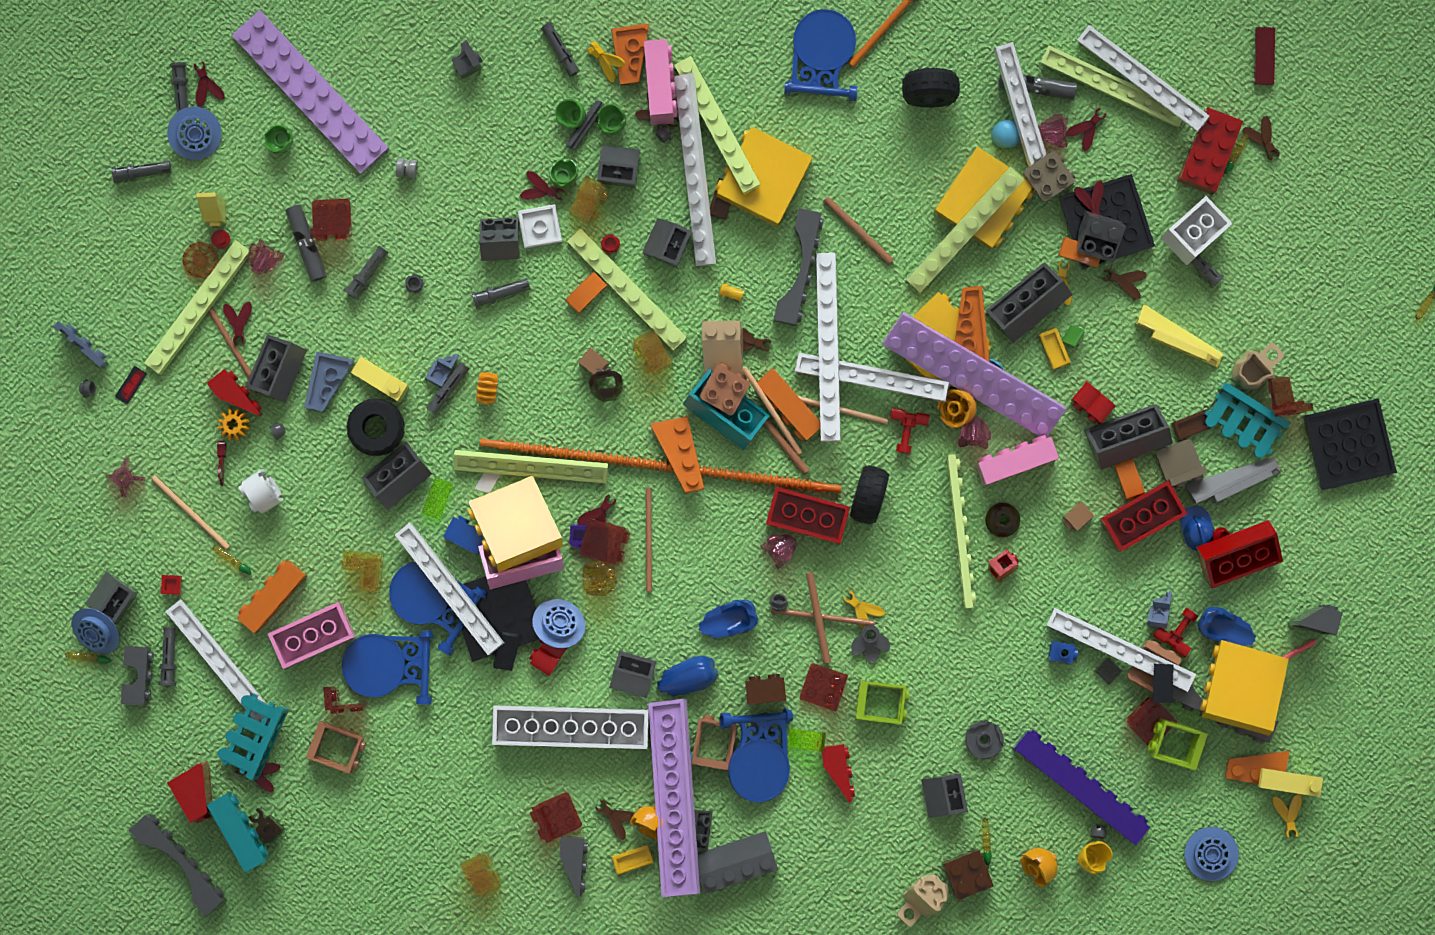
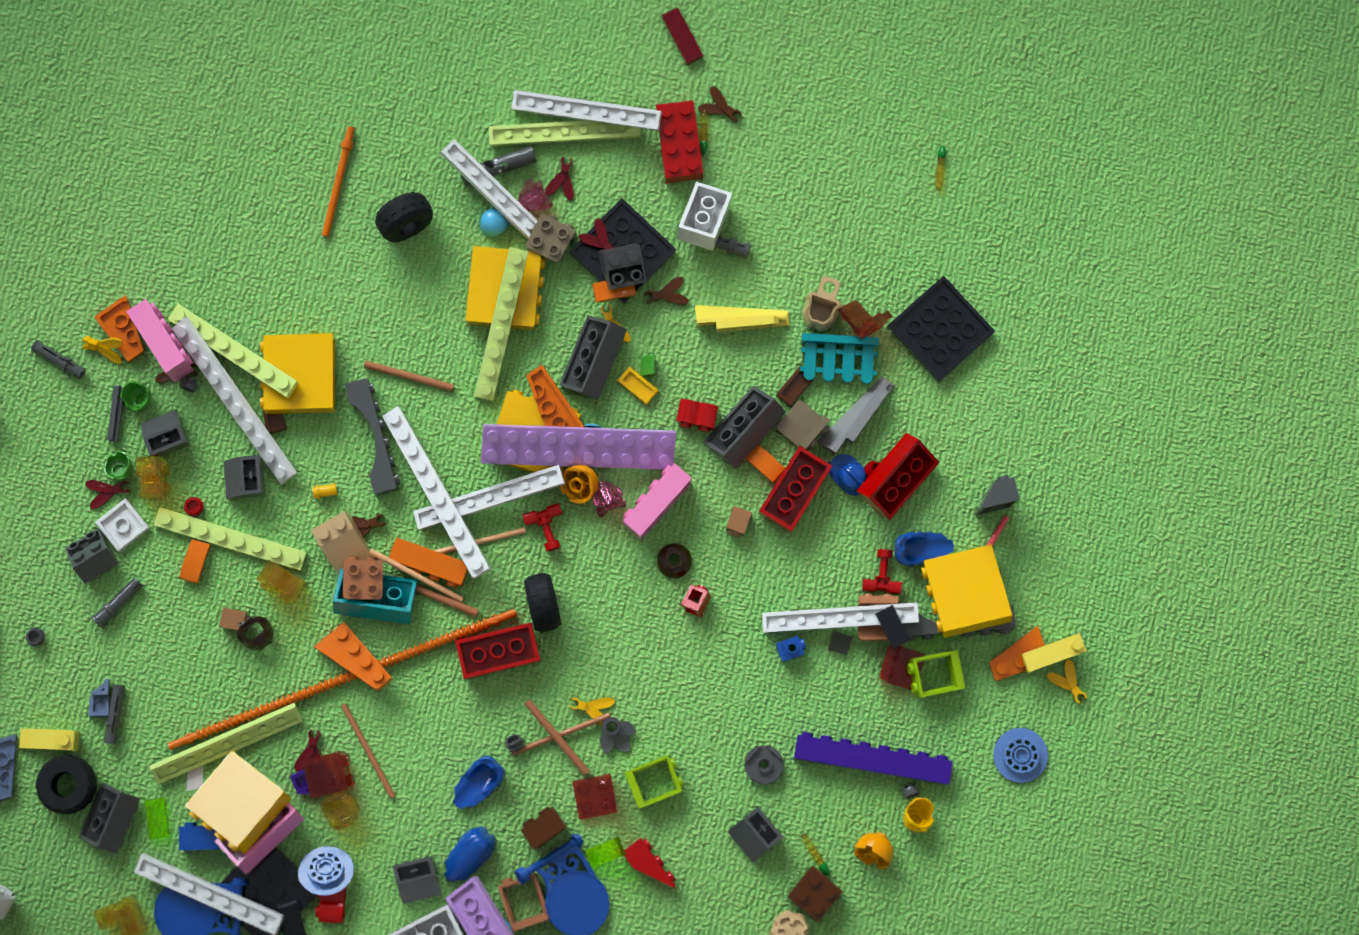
camera: 30 degrees left, 5 degrees down
(487, 388) = (149, 694): light orange gear -> none
(570, 113) = (96, 411): bright green hair -> none
(780, 548) = (489, 693): clear pink brick -> none
(823, 44) = (290, 230): blue piece -> none
(961, 539) = (647, 597): yellowish green plate -> none
(1160, 611) = (856, 565): sand blue slope -> none

